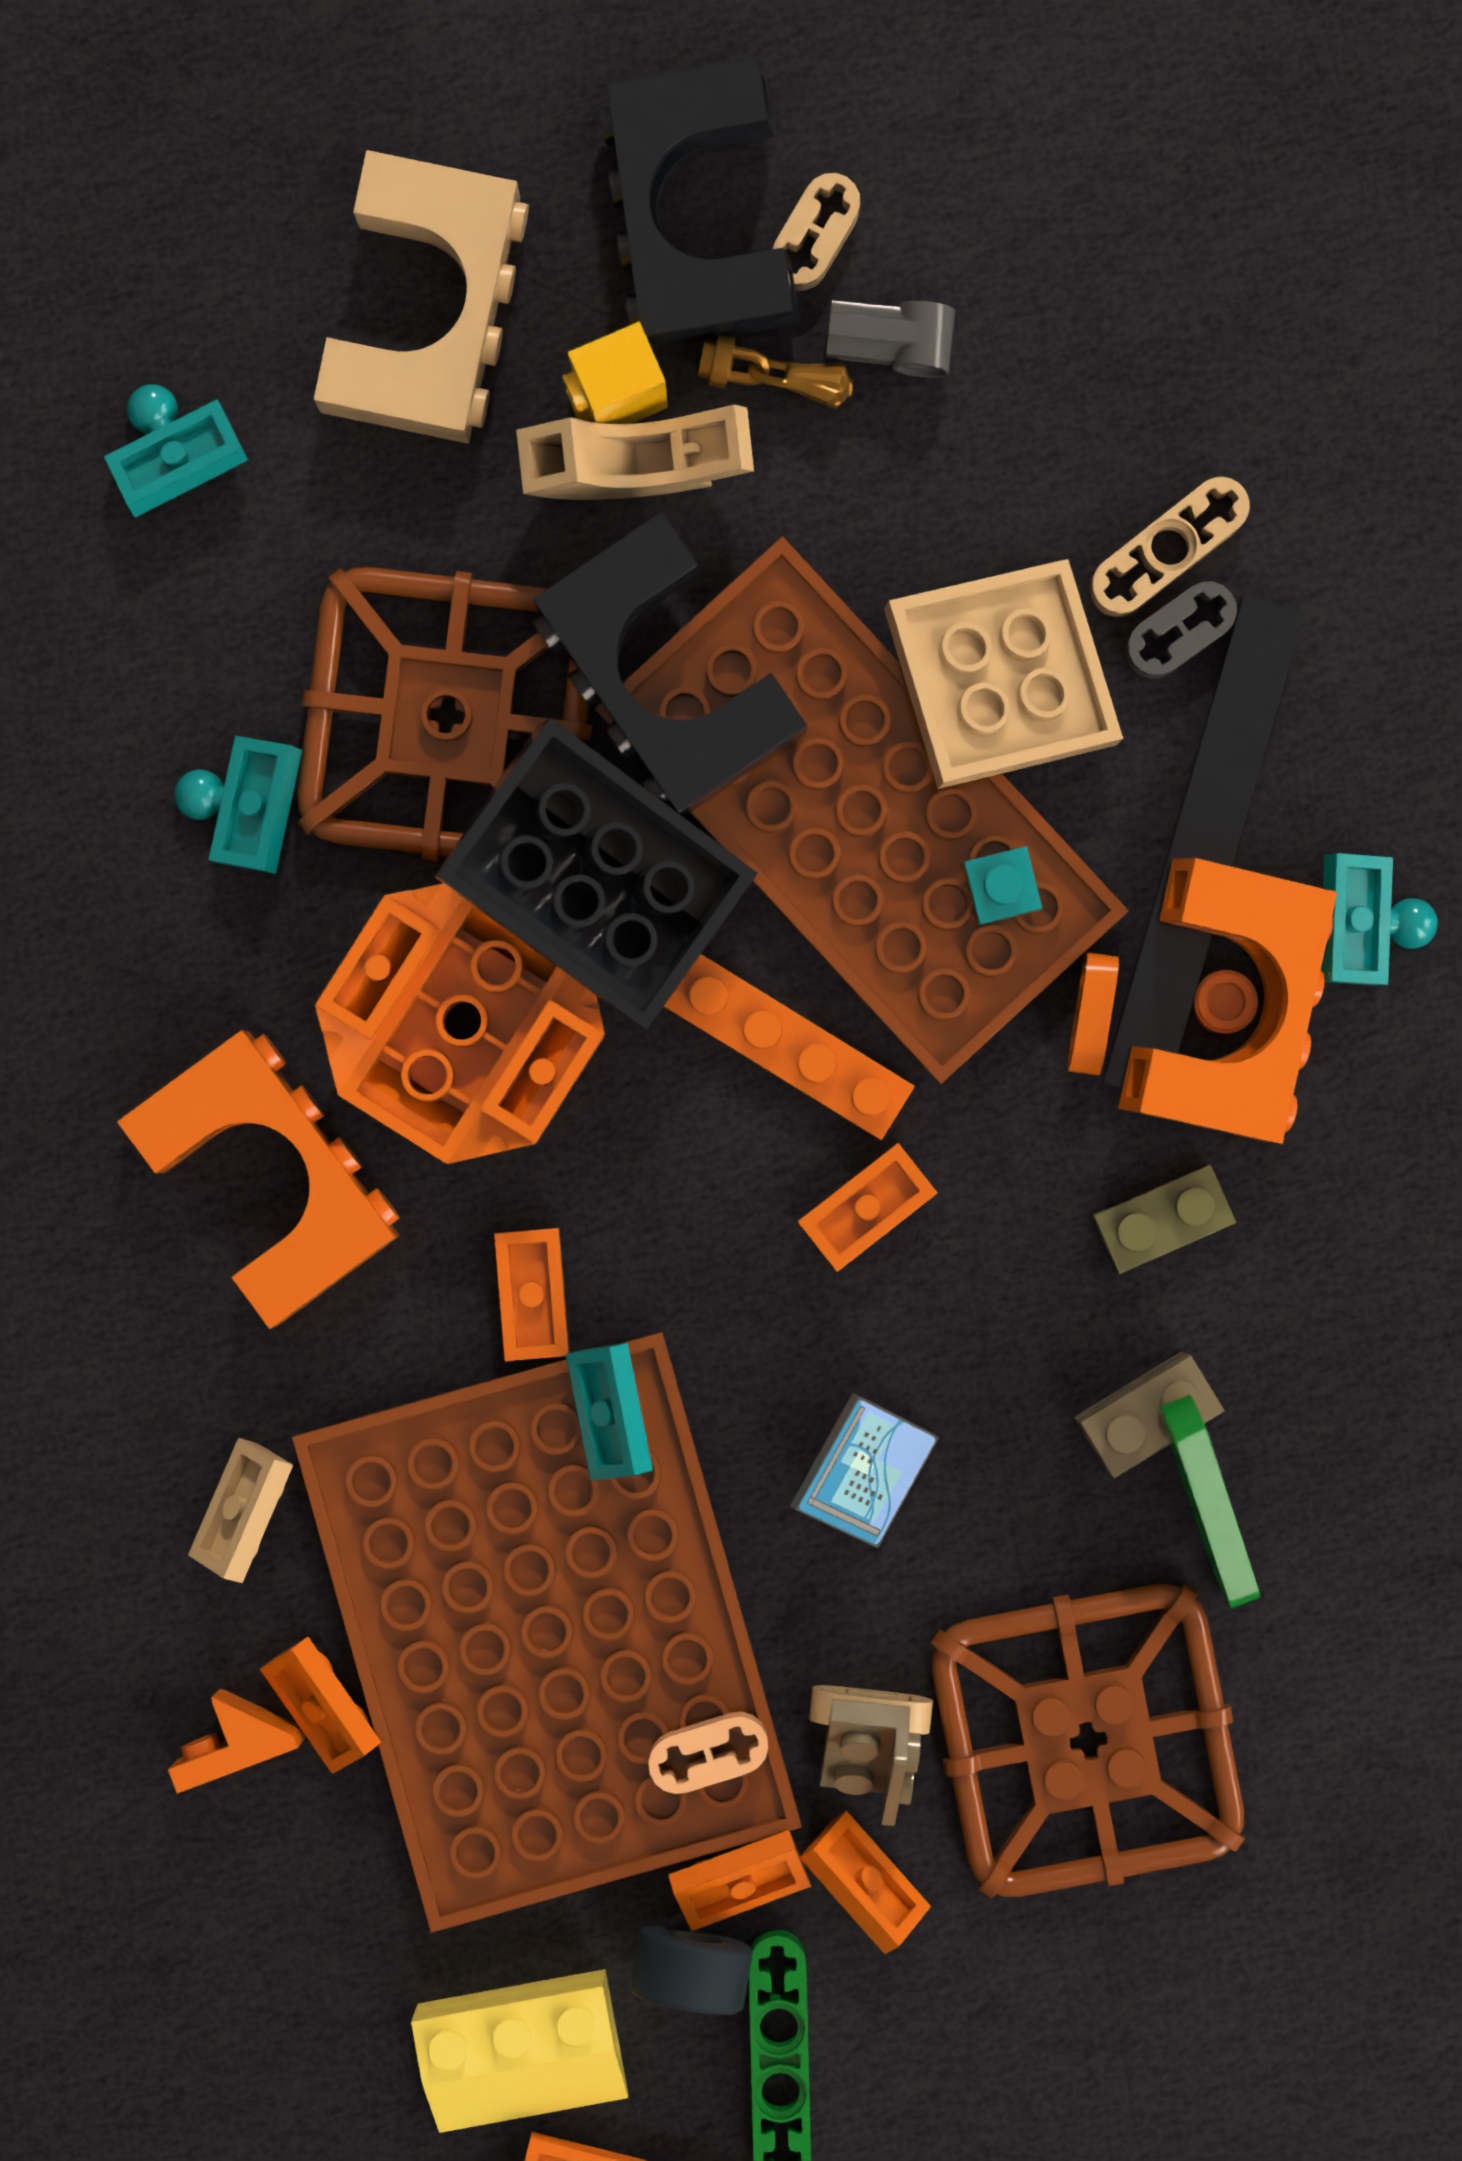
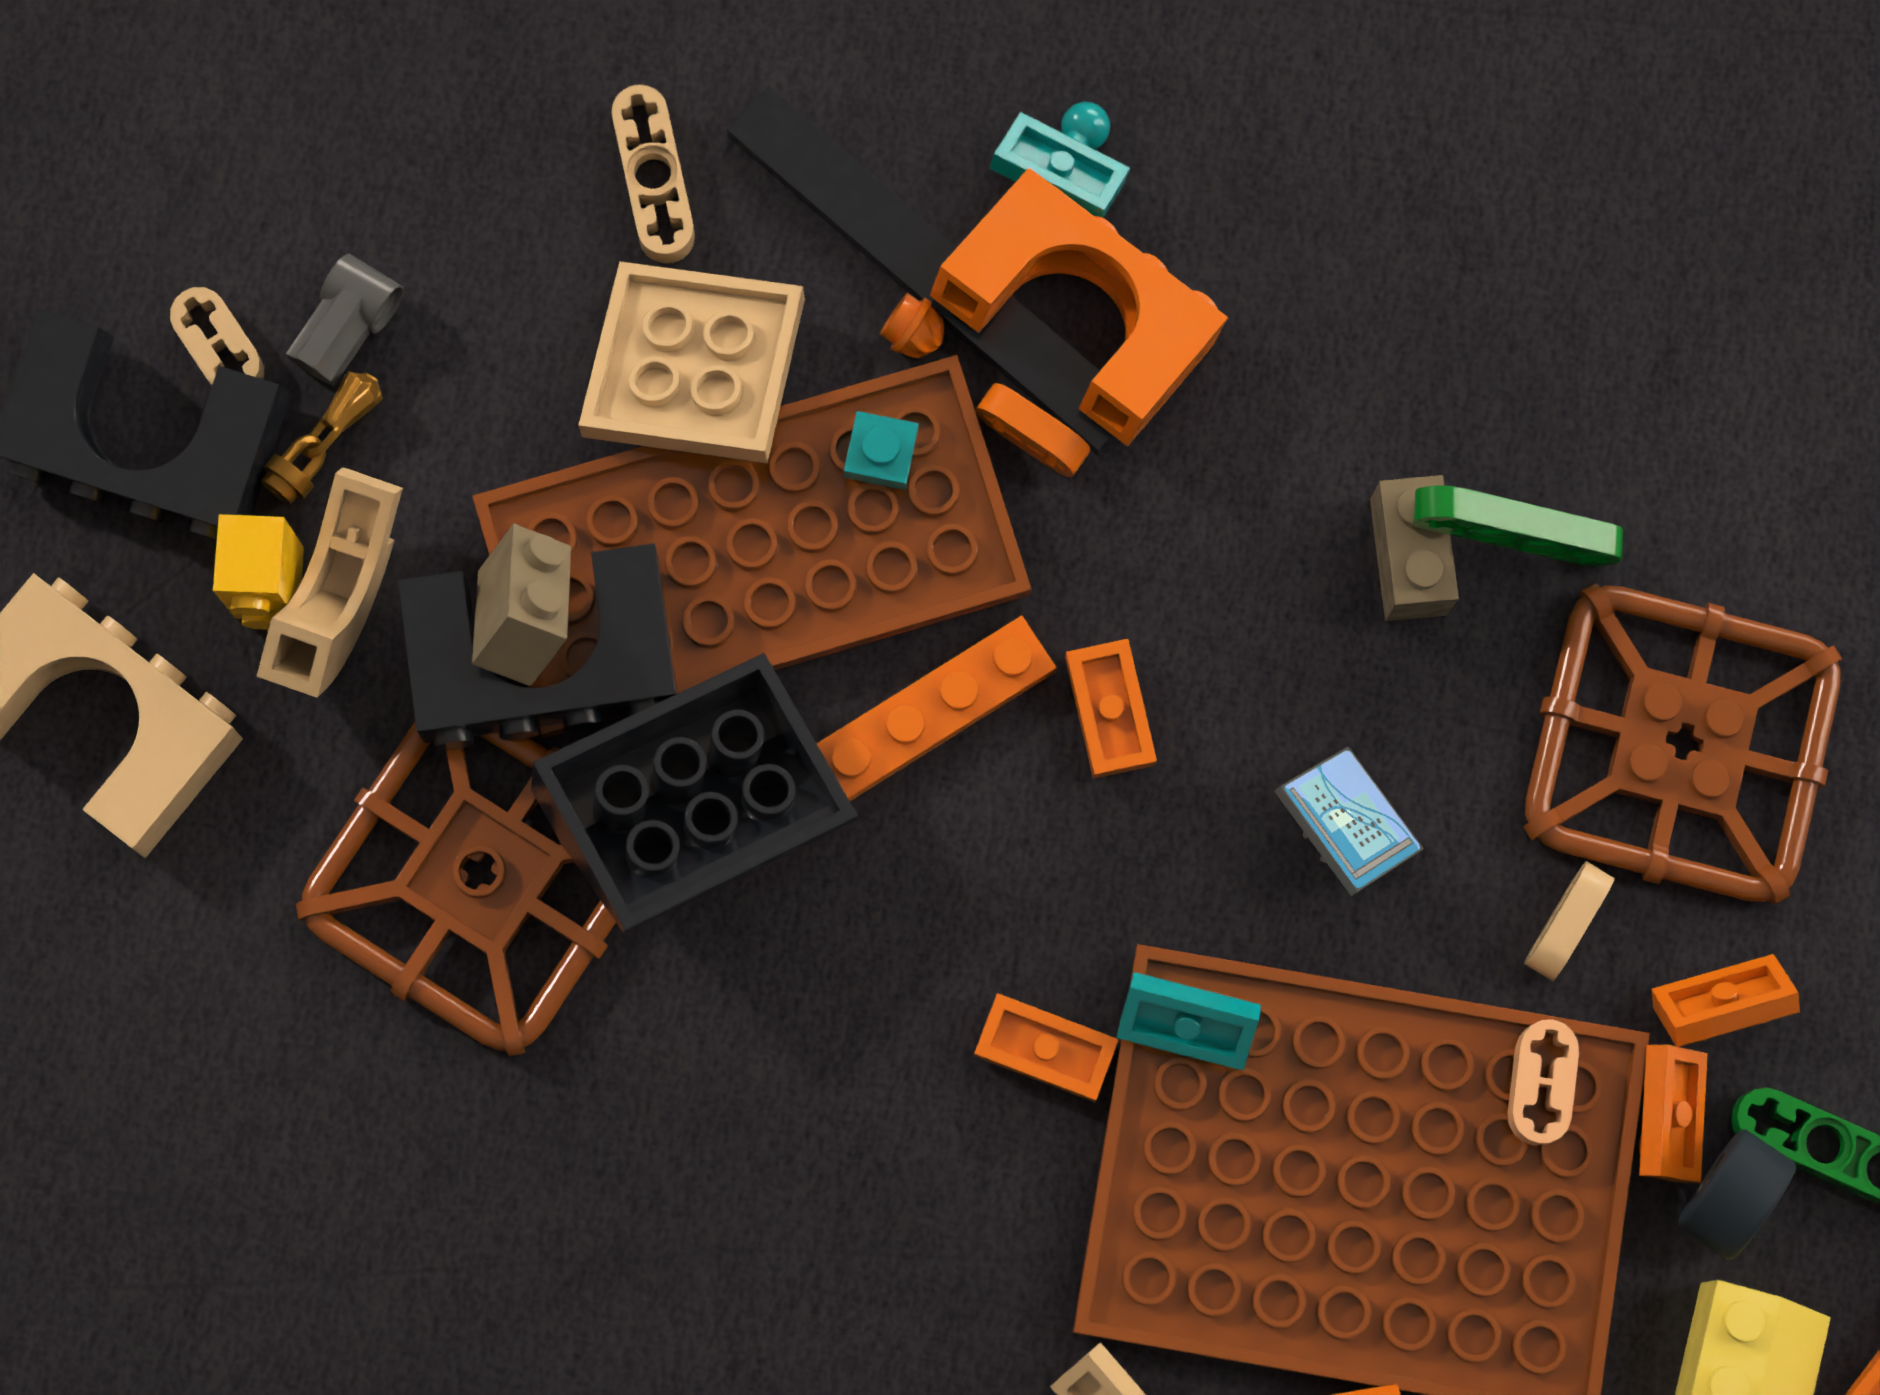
camera: 70 degrees left, 10 degrees down
(174, 452) = (112, 1008): teal plate -> none
(250, 804) = (470, 1090): teal plate -> none
(341, 1220) = (727, 1221): orange arch -> none
(391, 1035) = (782, 1056): orange piece -> none
(691, 635) = (522, 605): none -> dark tan brick
(871, 1752) = (1609, 932): dark tan bracket -> none
(1137, 858) = (914, 327): none -> orange plate
(1163, 1219) = (1244, 457): olive plate -> none
(1189, 642) = (745, 197): dark grey beam -> none
(1225, 1002) = (1078, 314): orange tile -> none

